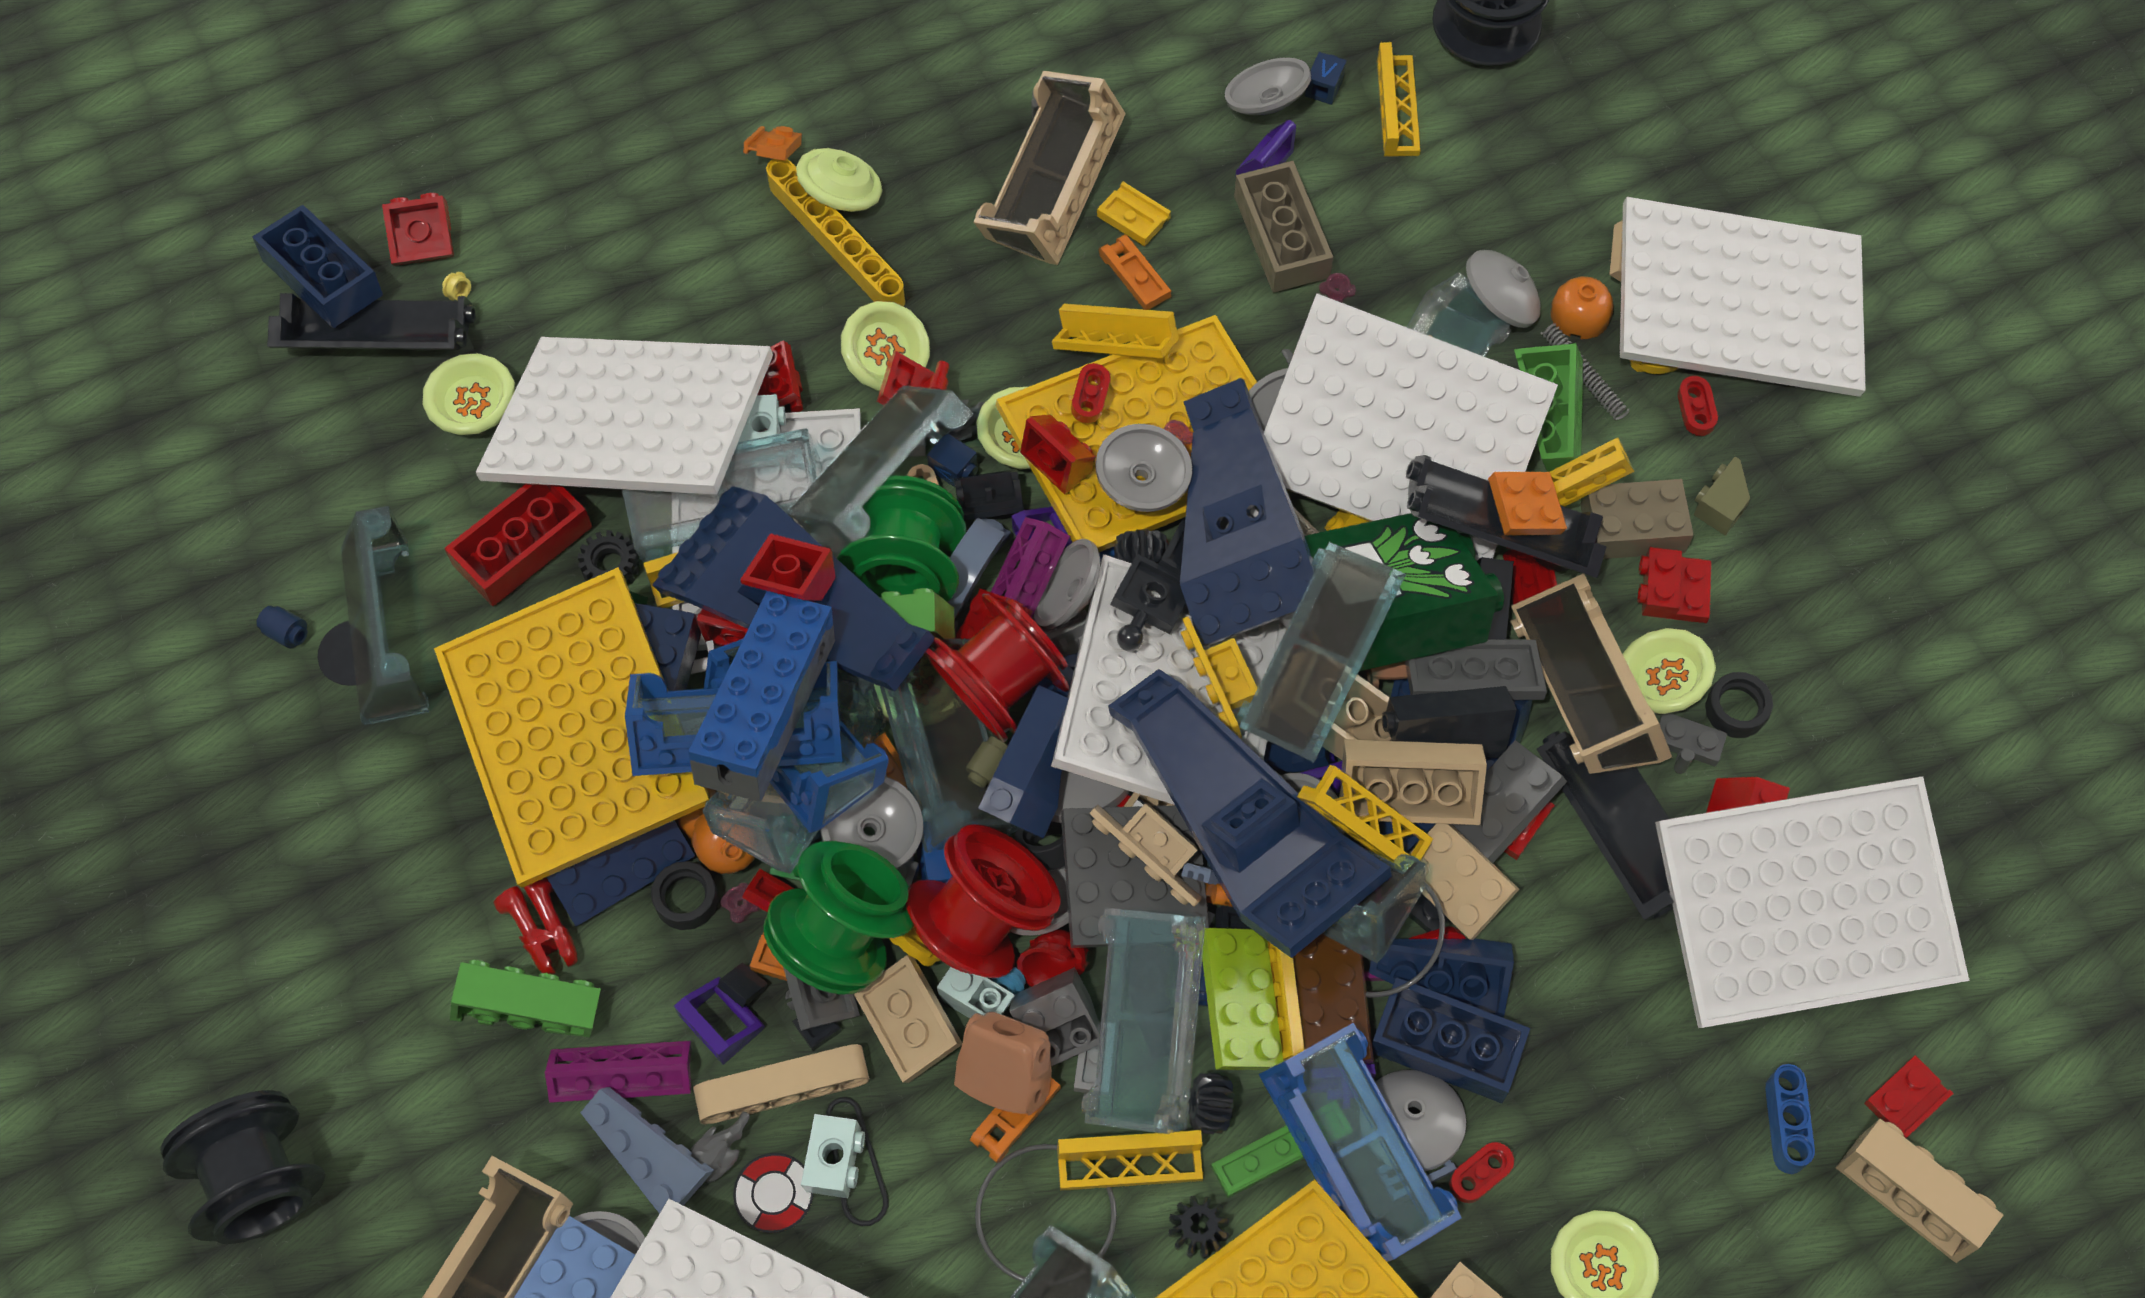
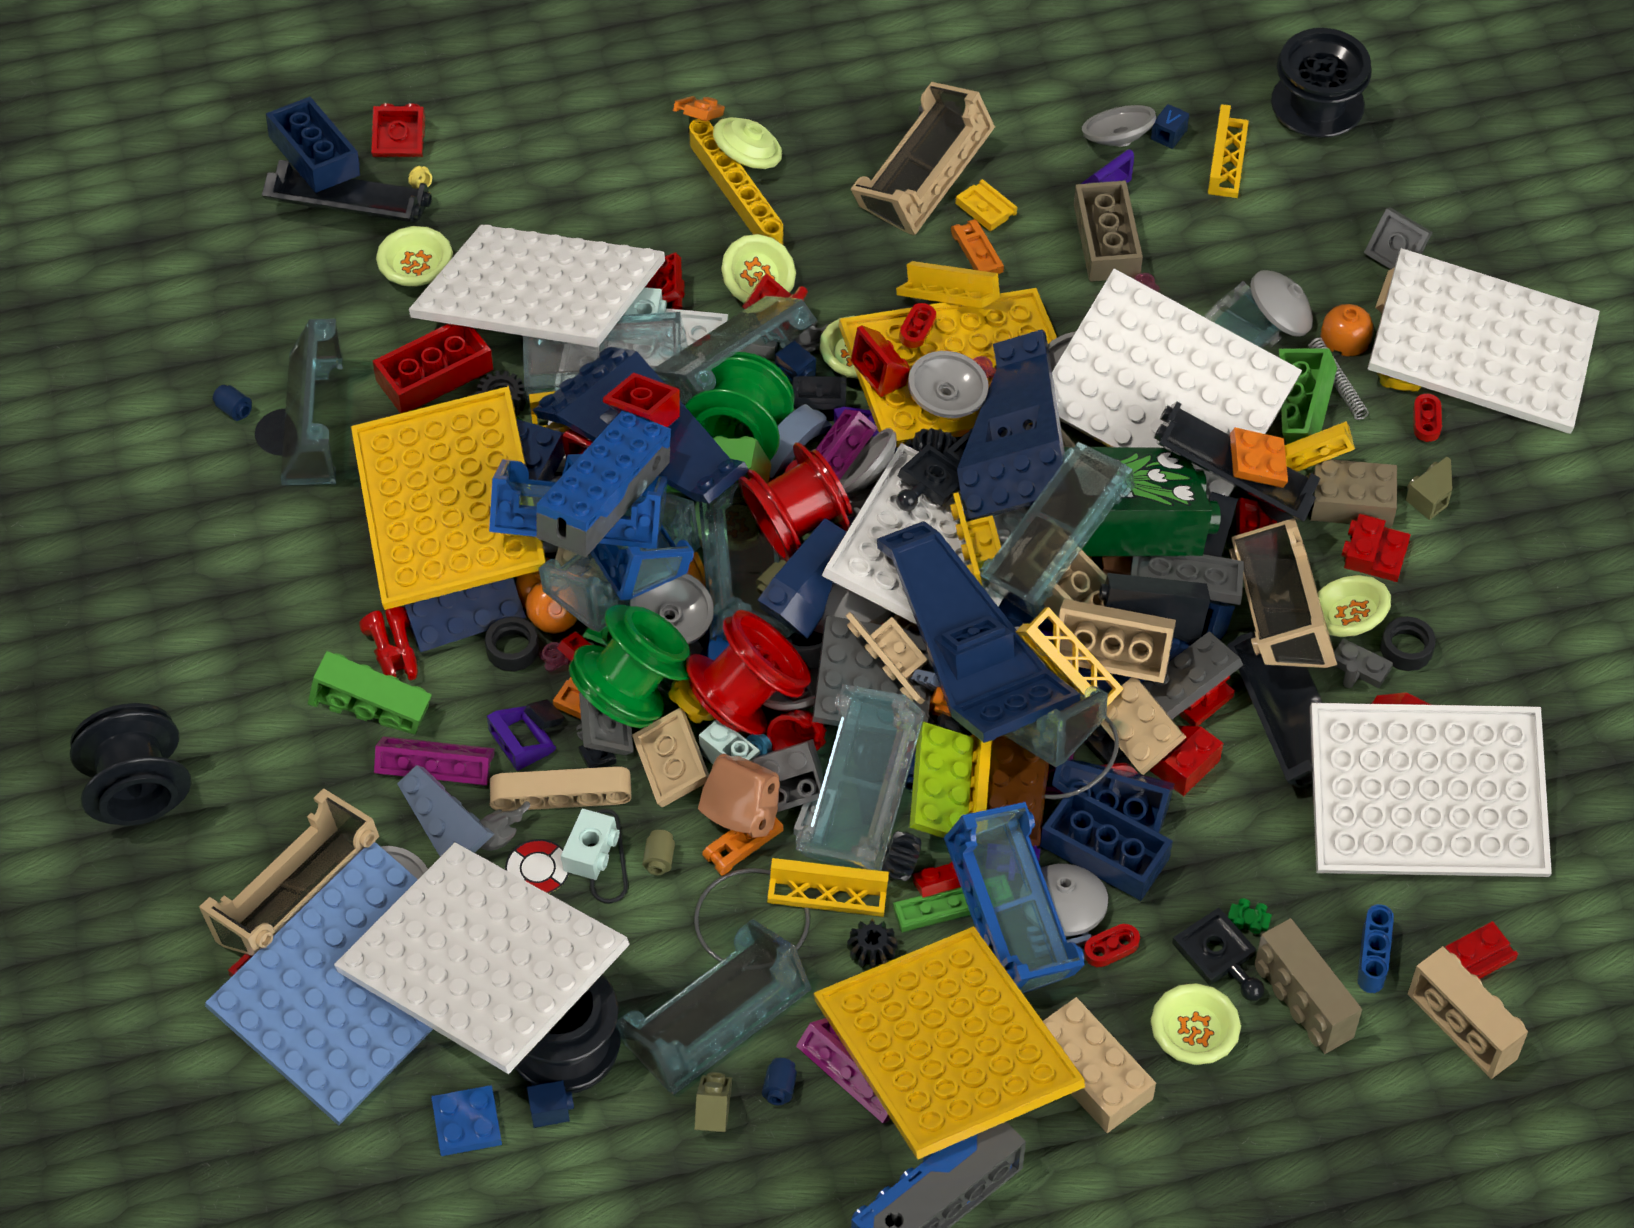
camera: 10 degrees right, 10 degrees down
(917, 1150) = (659, 852): none -> olive brick
(1257, 1124) = (936, 880): none -> red plate
(1524, 910) = (1189, 759): none -> red slope
(1608, 1175) = (1216, 964): none -> black plate
(1614, 180) = (1394, 233): none -> dark grey tile
(1630, 1103) = (1248, 918): none -> green piece
(1726, 1191) = (1307, 986): none -> dark tan brick

